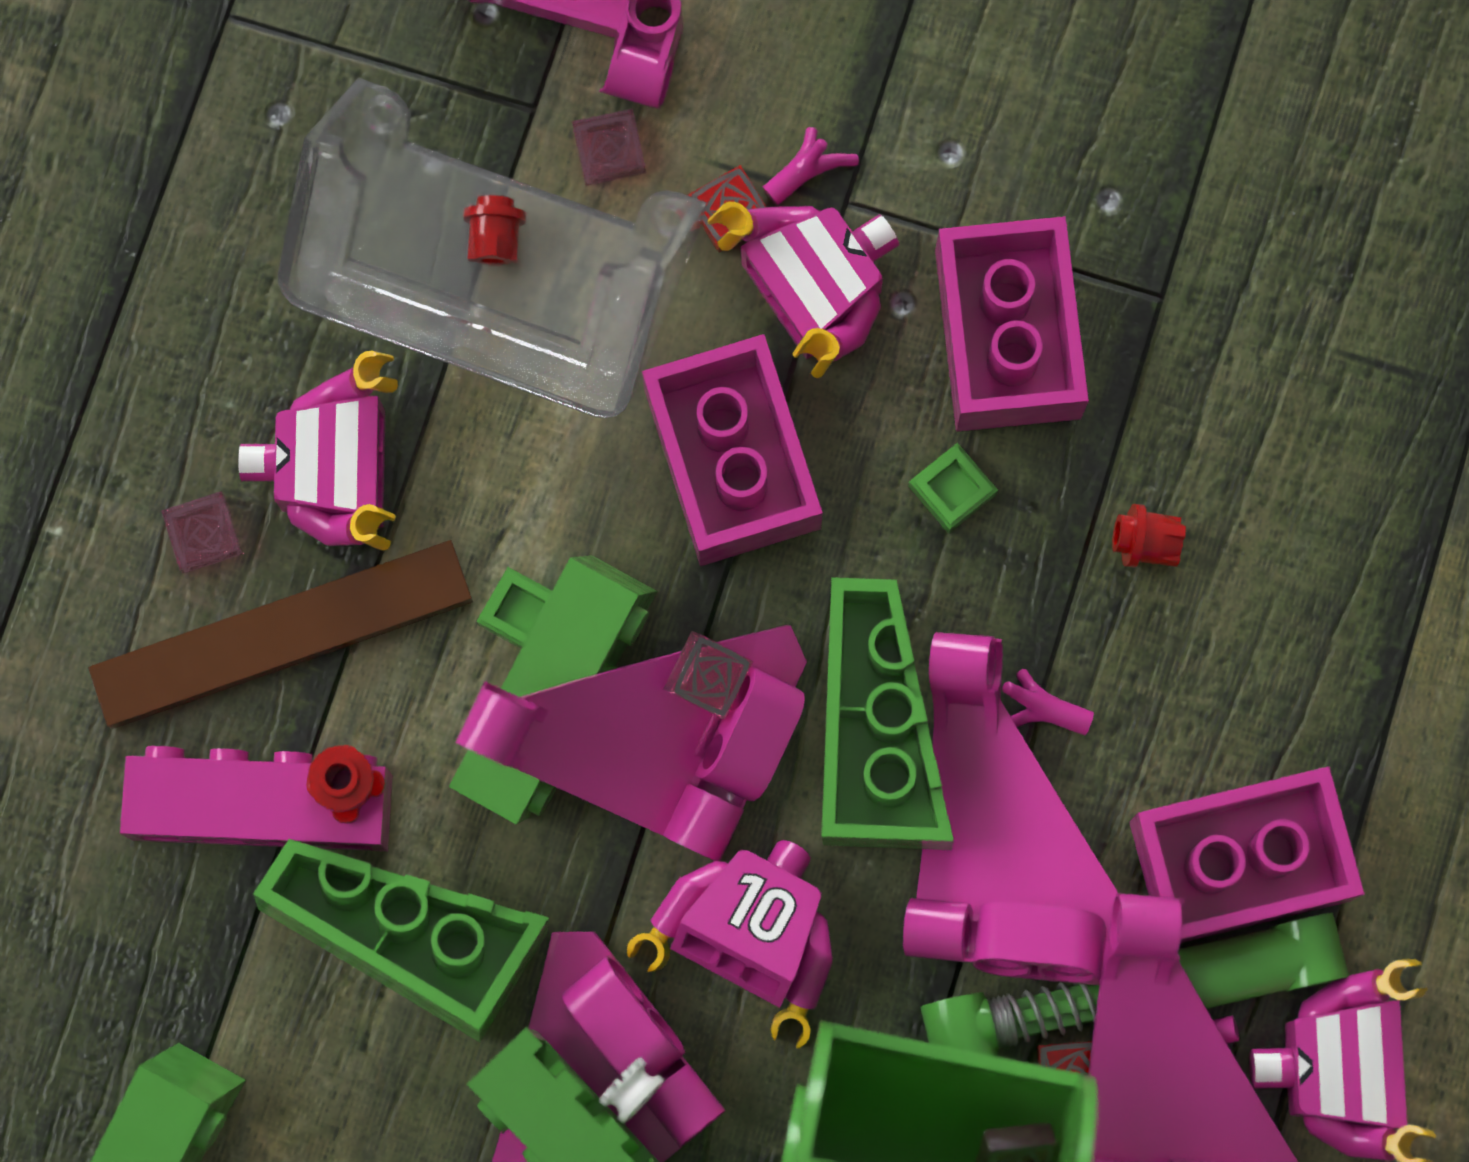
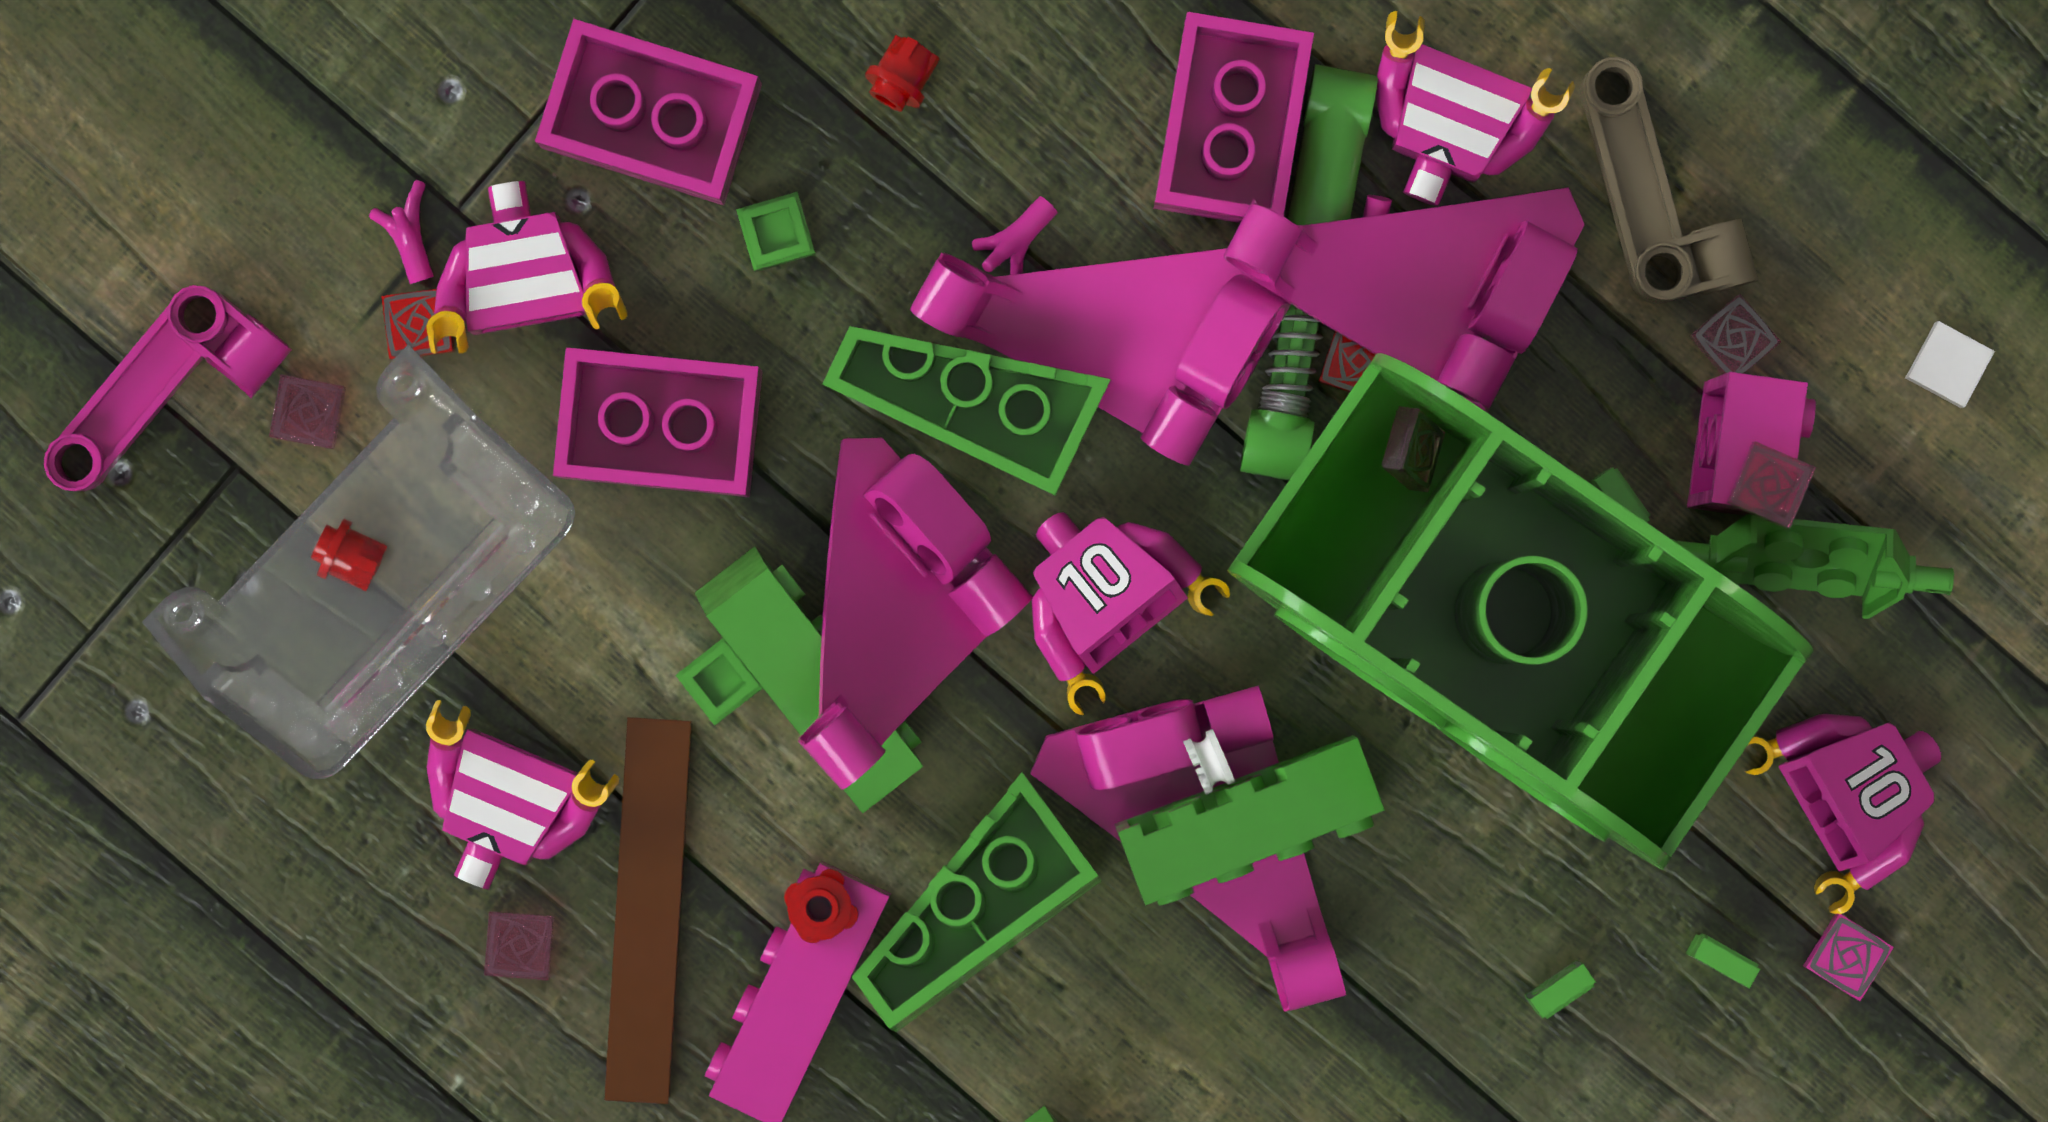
camera: 65 degrees left, 10 degrees up
(708, 675) = (862, 535): tile -> none

